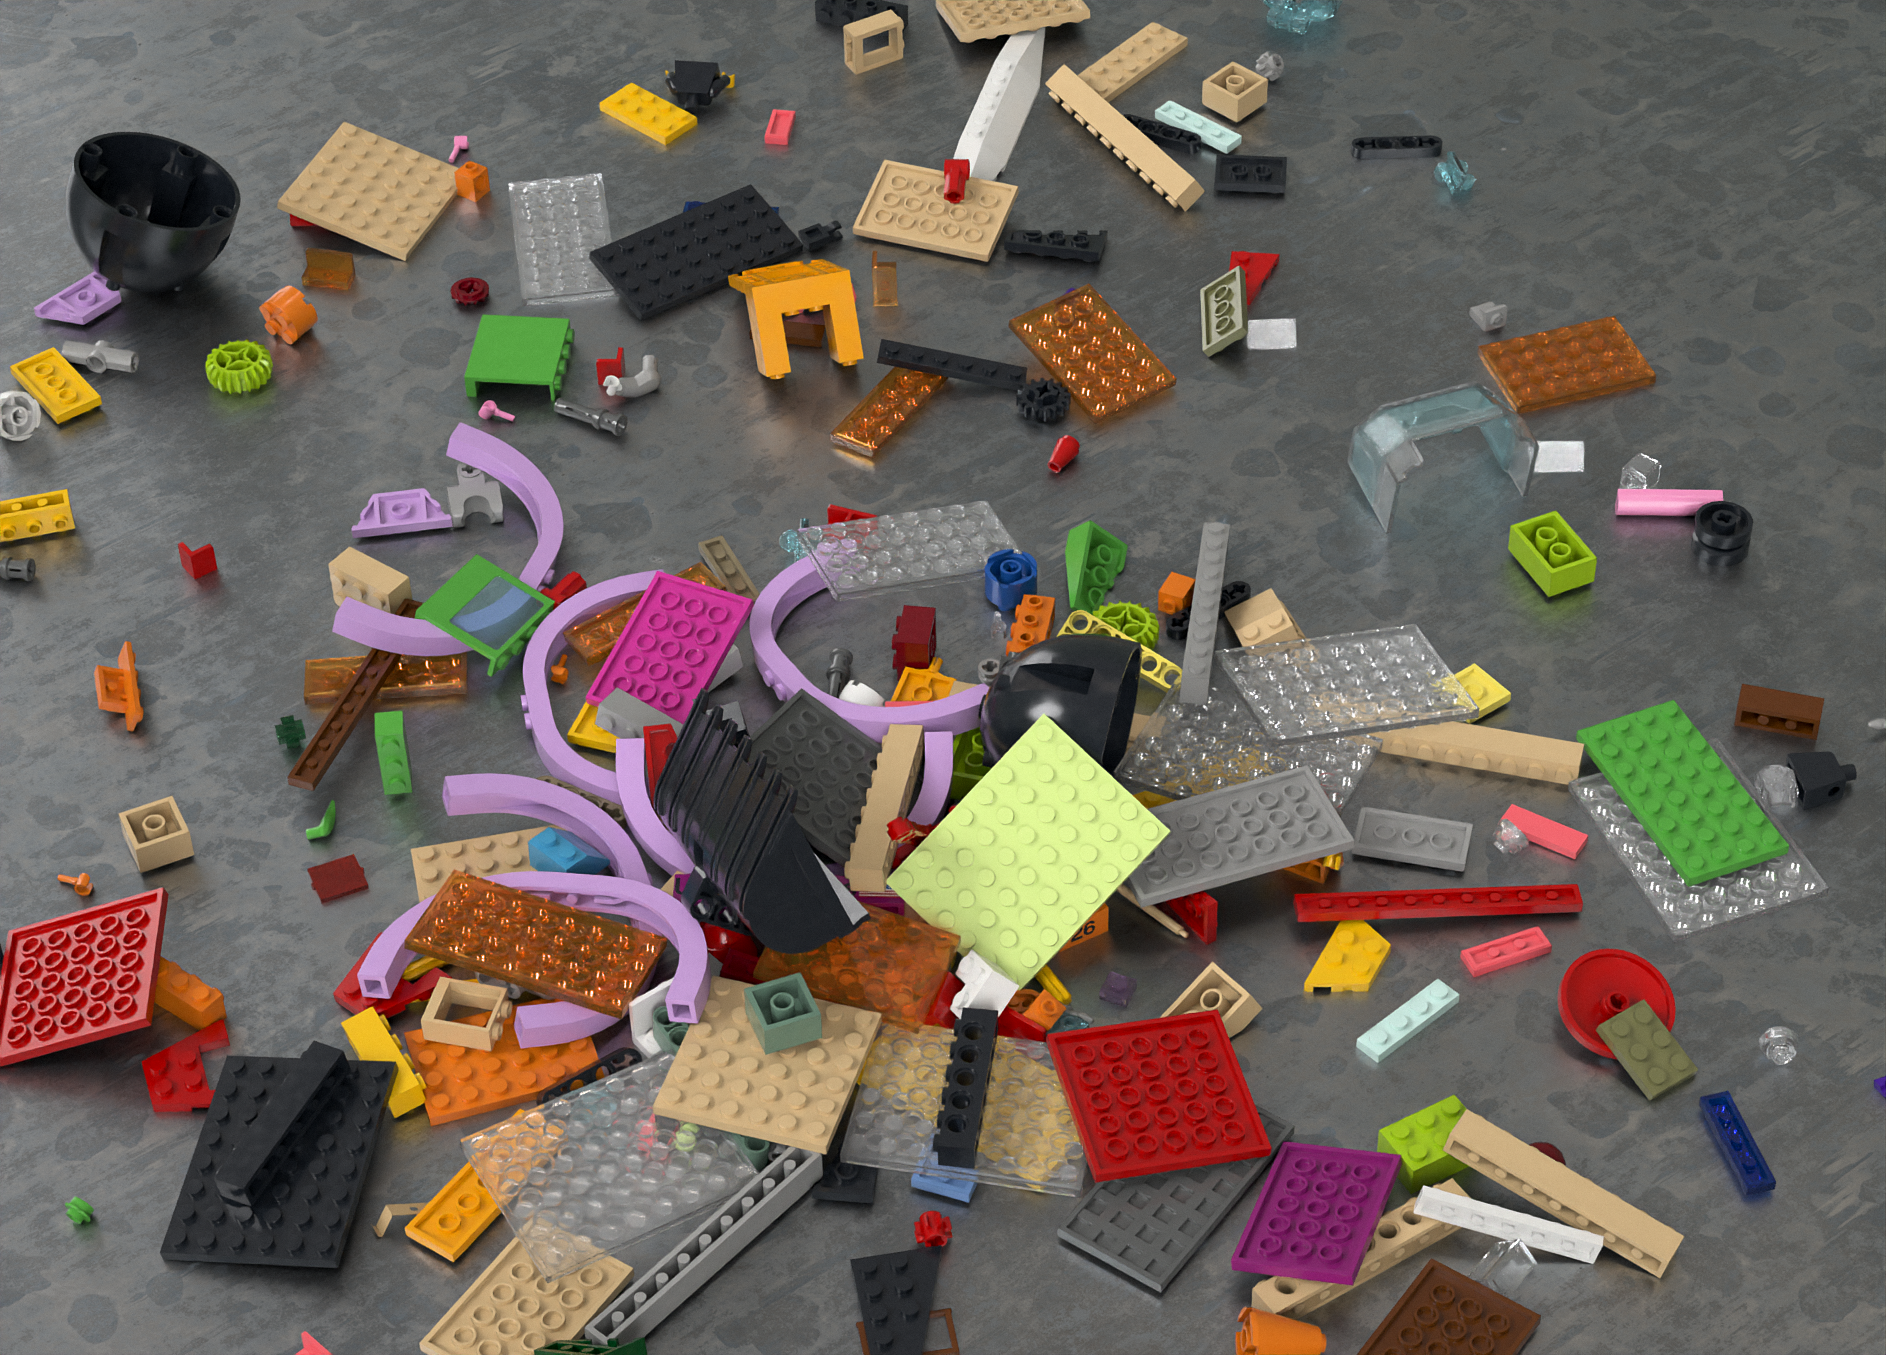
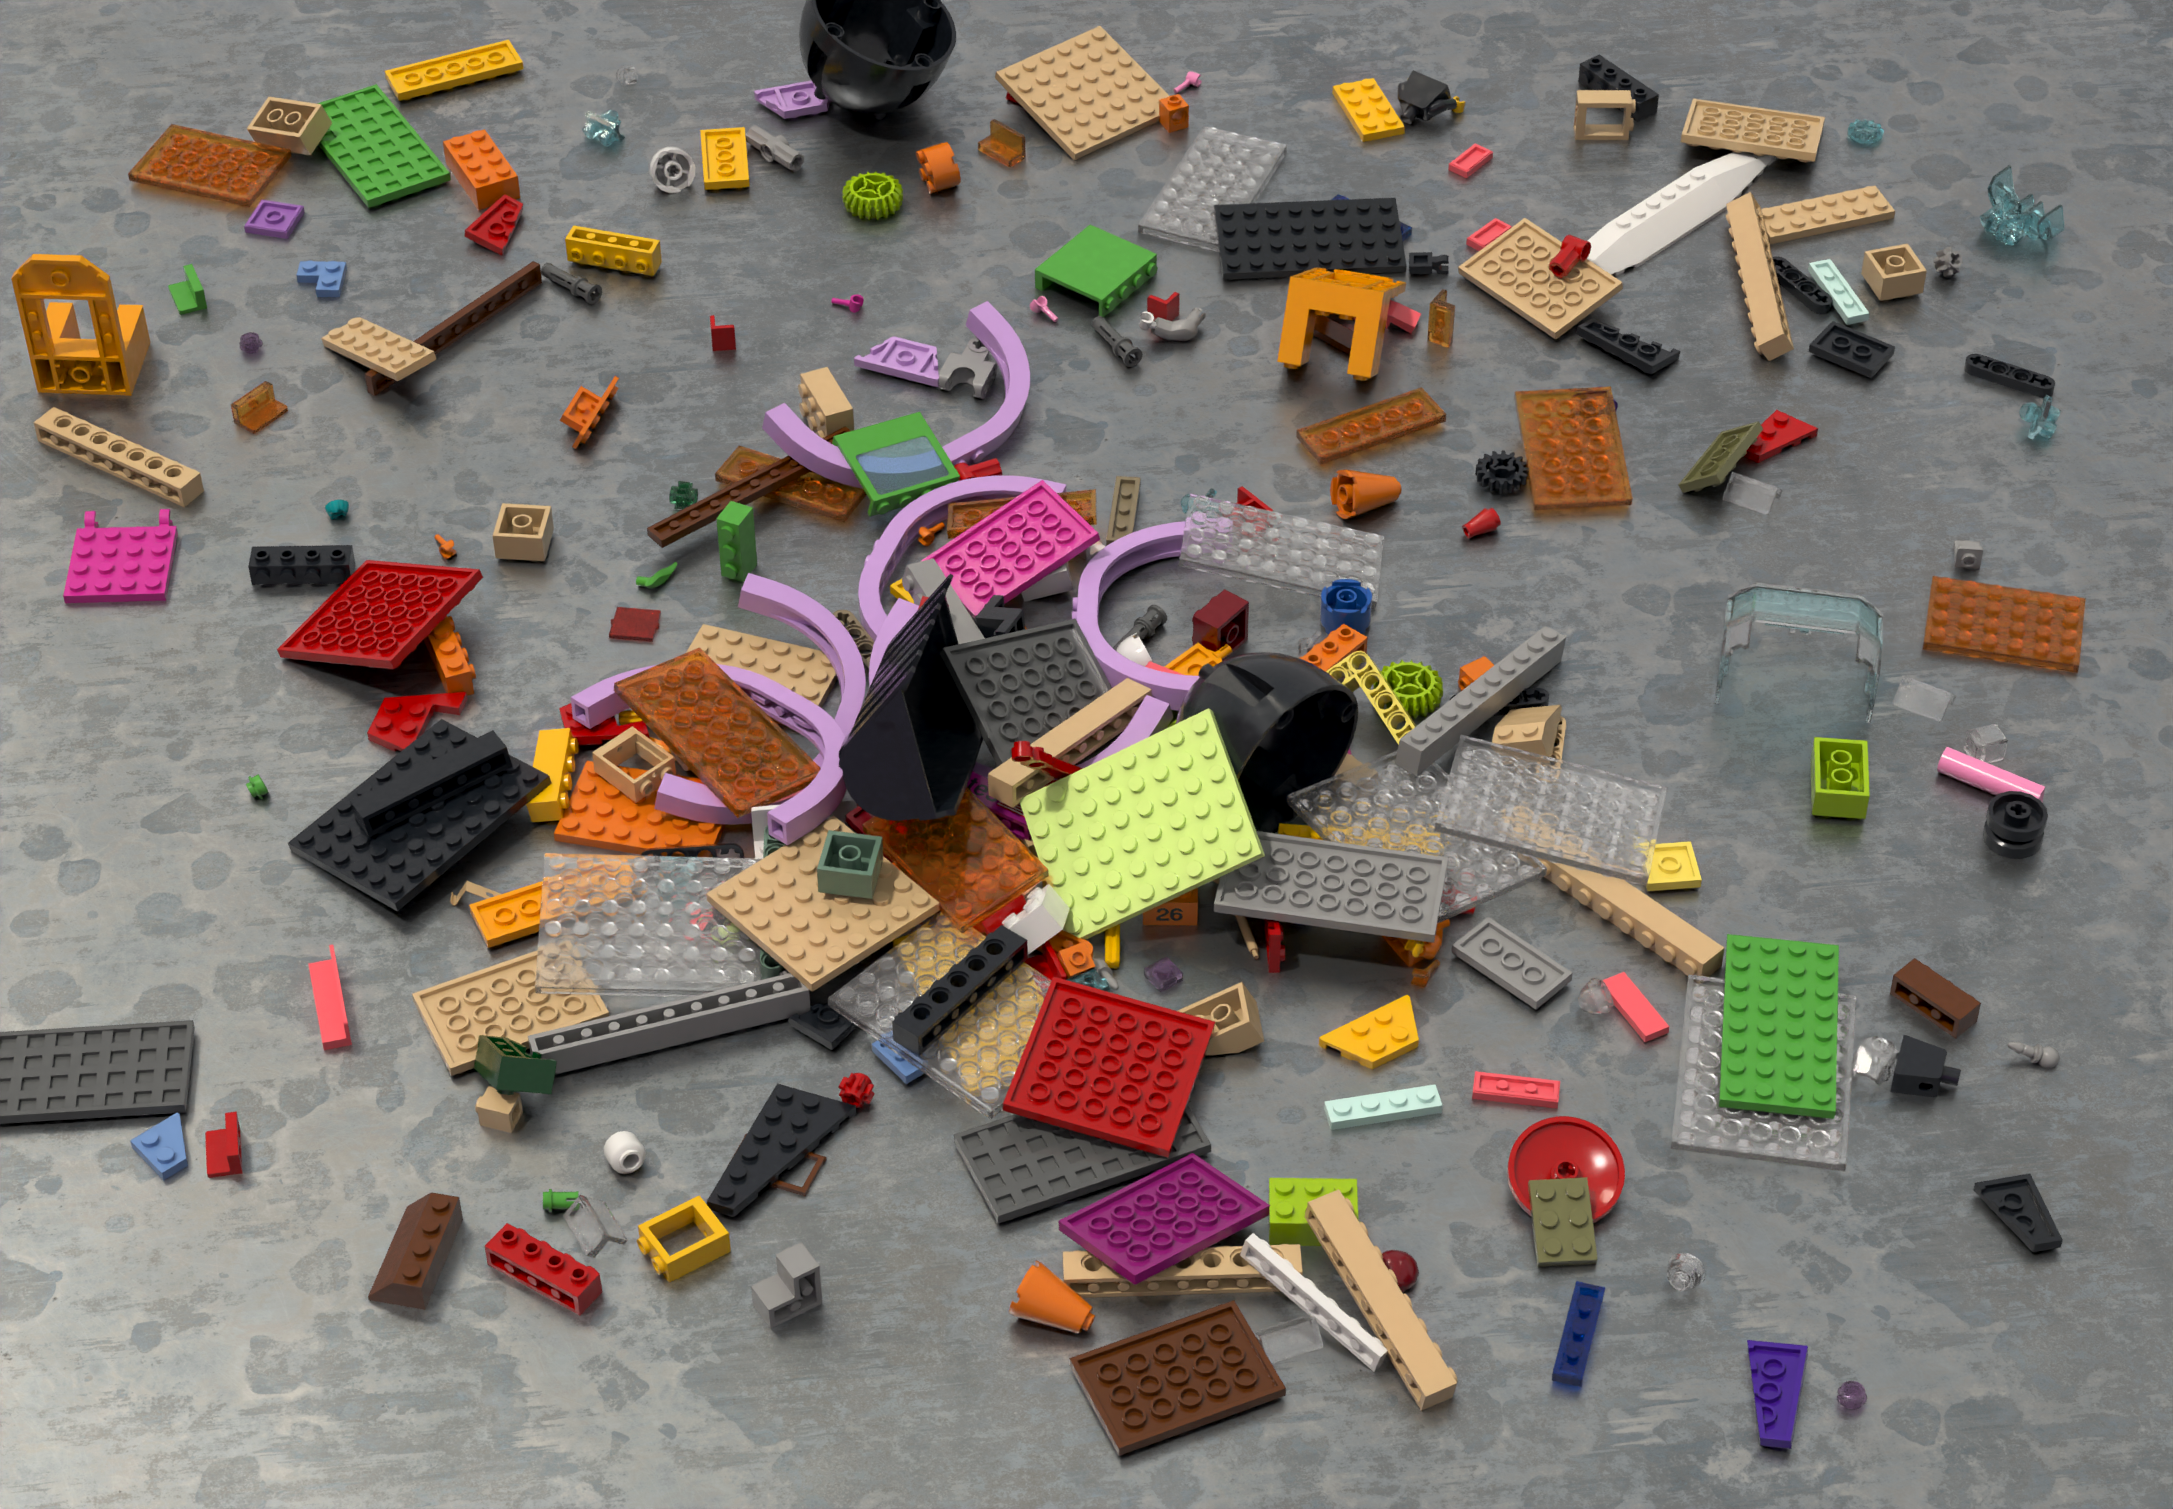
camera: 30 degrees right, 0 degrees up
(304, 479) = (854, 303): none -> dark pink hand
(461, 291) = (1096, 203): dark red gear -> none
(565, 853) = (808, 675): dark azure slope -> none
(853, 189) = (1487, 234): none -> coral tile
(936, 468) = (1362, 492): none -> orange cone
(951, 365) = (1443, 412): black plate -> none
(1092, 564) = (1425, 626): bright green wedge -> none
(1346, 883) = (1421, 977): none -> clear orange hand
(1438, 903) = (1486, 1023): red plate -> none

